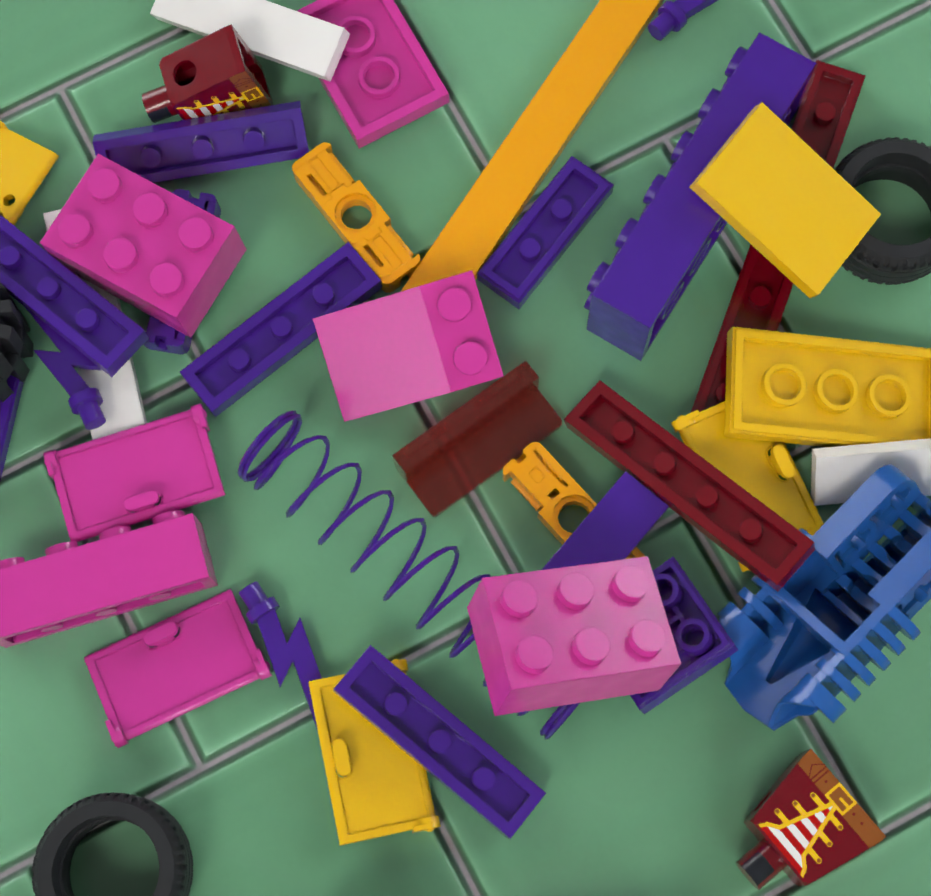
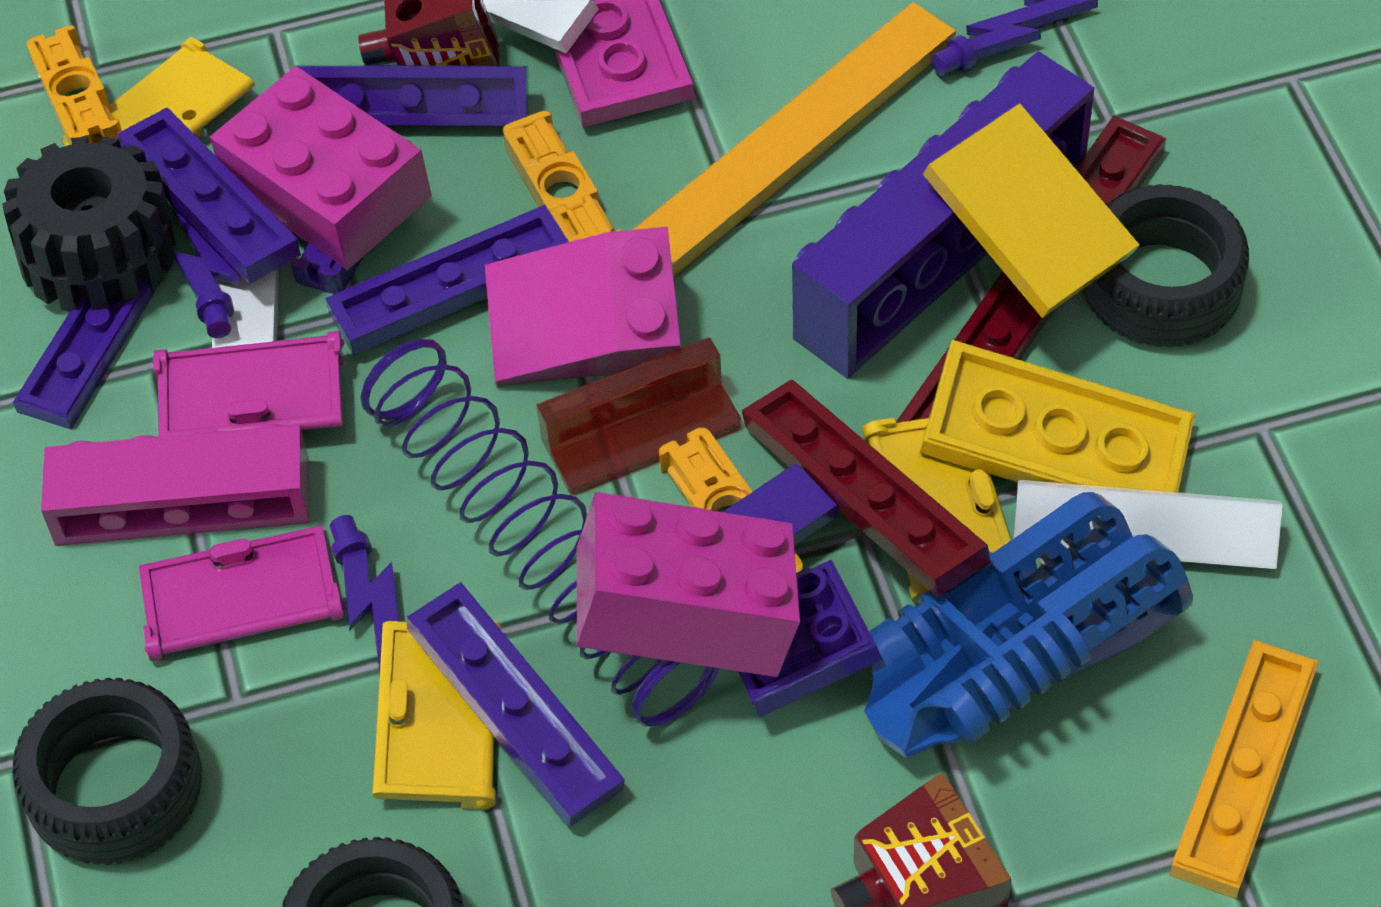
camera: 10 degrees right, 20 degrees down
(545, 232) = (767, 237): dark purple tile -> none

